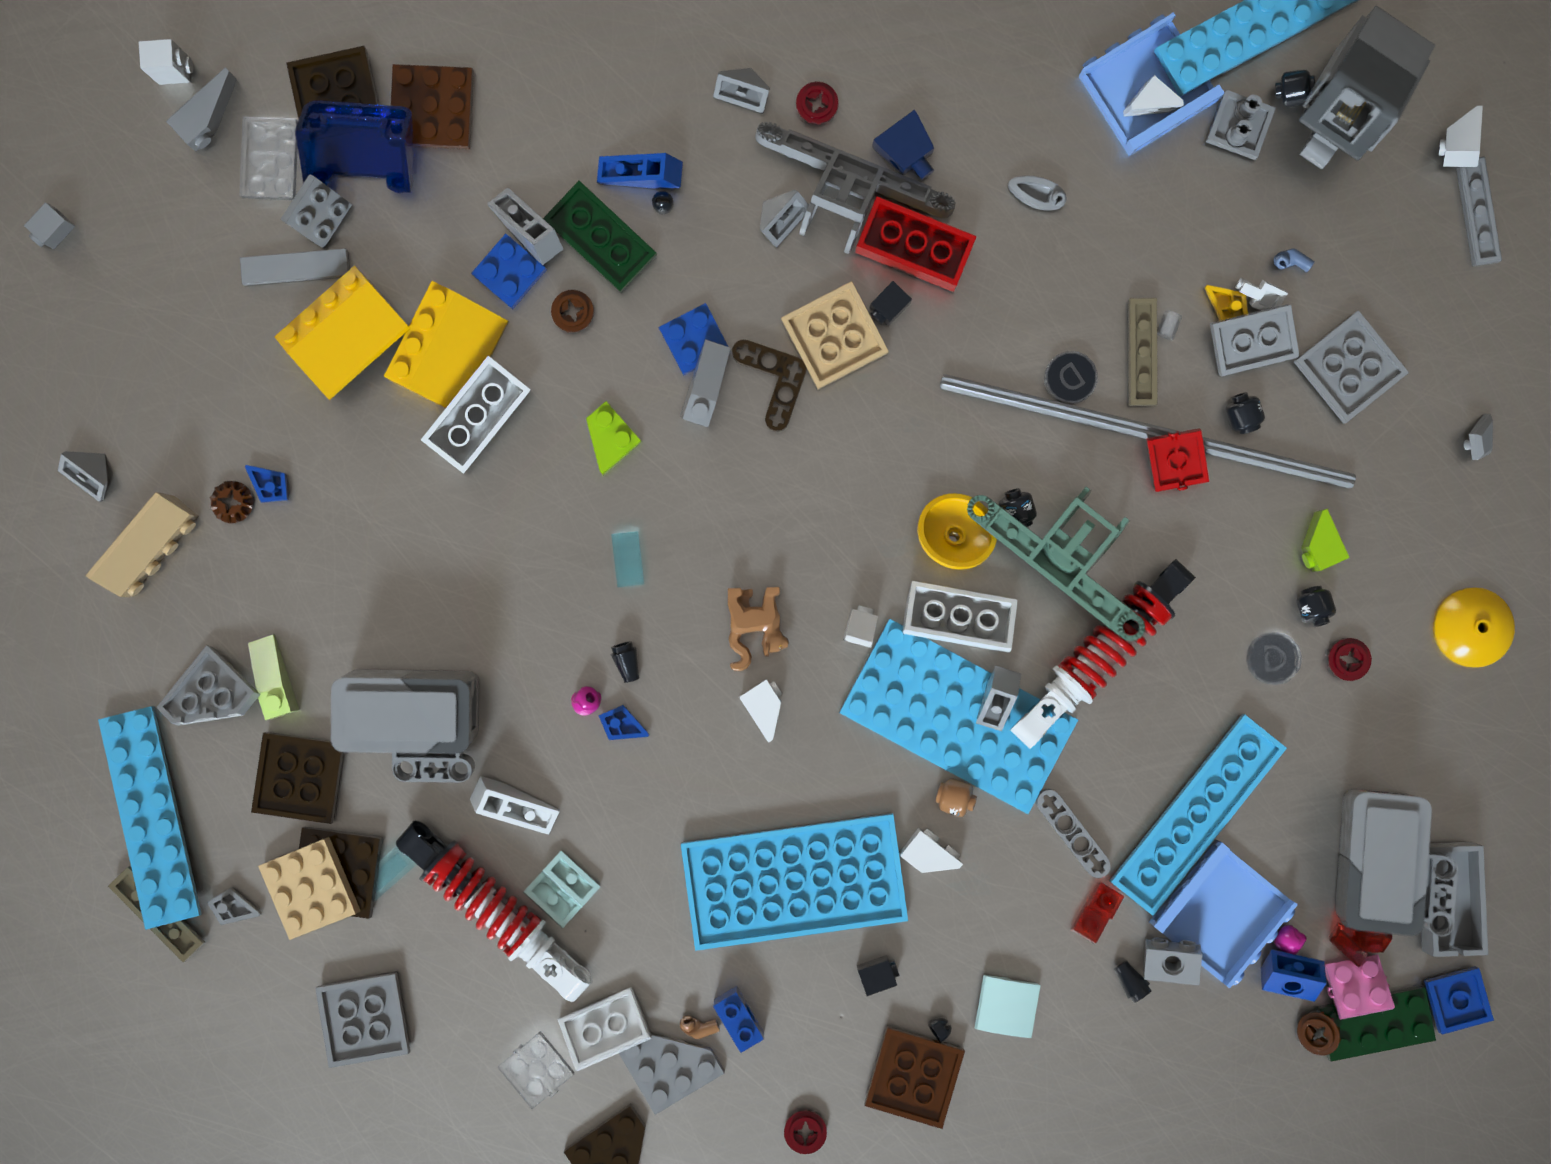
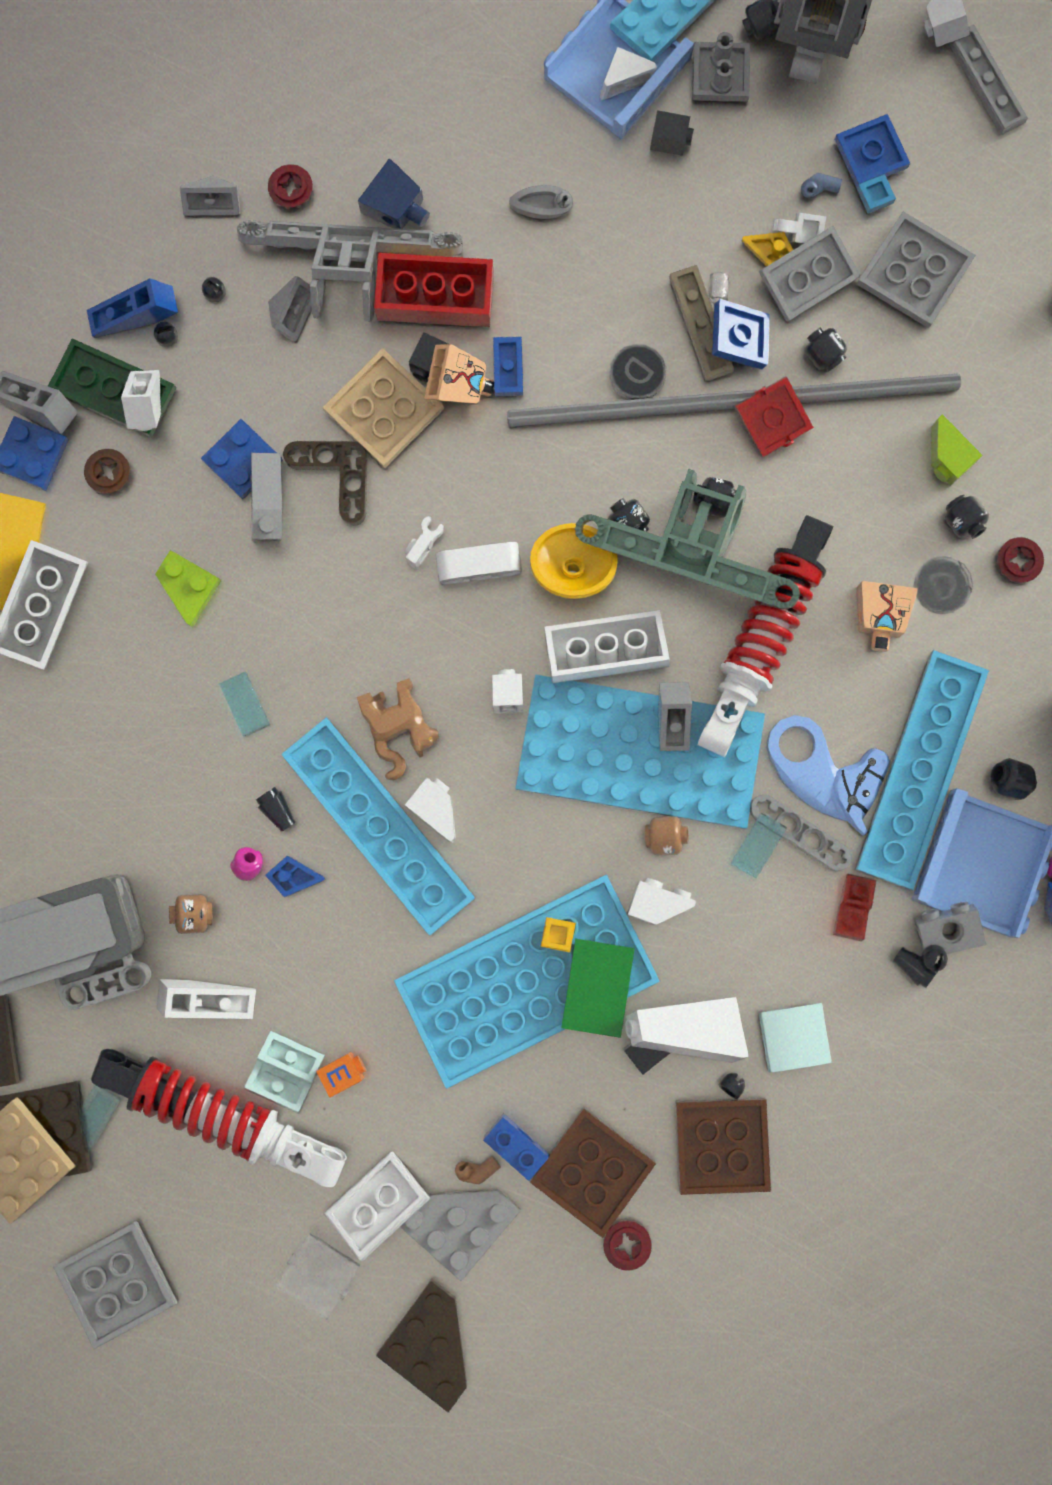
camera: 20 degrees left, 5 degrees down
(524, 728) = (191, 914): none -> medium nougat head
(610, 908) = (341, 1074): none -> orange brick
(624, 260) = (142, 400): none -> white slope
(709, 706) = (378, 826): none -> medium azure plate
(712, 177) = (209, 293): none -> black hinge
(797, 1062) = (593, 1172): none -> reddish brown plate
(825, 473) = (419, 549): none -> white plate
(834, 852) = (558, 934): none -> yellow tile
(853, 909) = (598, 988): none -> green tile
(873, 503) = (478, 563): none -> white beam
(908, 332) = (457, 376): none -> light nougat torso
(925, 973) = (691, 1029): none -> white slope
(957, 334) = (508, 366): none -> blue plate
(1033, 832) = (758, 845): none -> clear light blue tile
(1102, 792) = (817, 782): none -> light blue animal
(1107, 509) = (721, 486): none -> black head
(1147, 979) = (929, 958): none -> black hinge
(1174, 376) = (740, 334): none -> plate
(1175, 168) = (671, 133): none -> black brick
(1213, 665) = (883, 611): none -> light nougat torso
(1274, 849) = (1013, 779): none -> black head
(1340, 285) = (876, 193): none -> dark azure plate
(1350, 244) = (872, 150): none -> blue plate

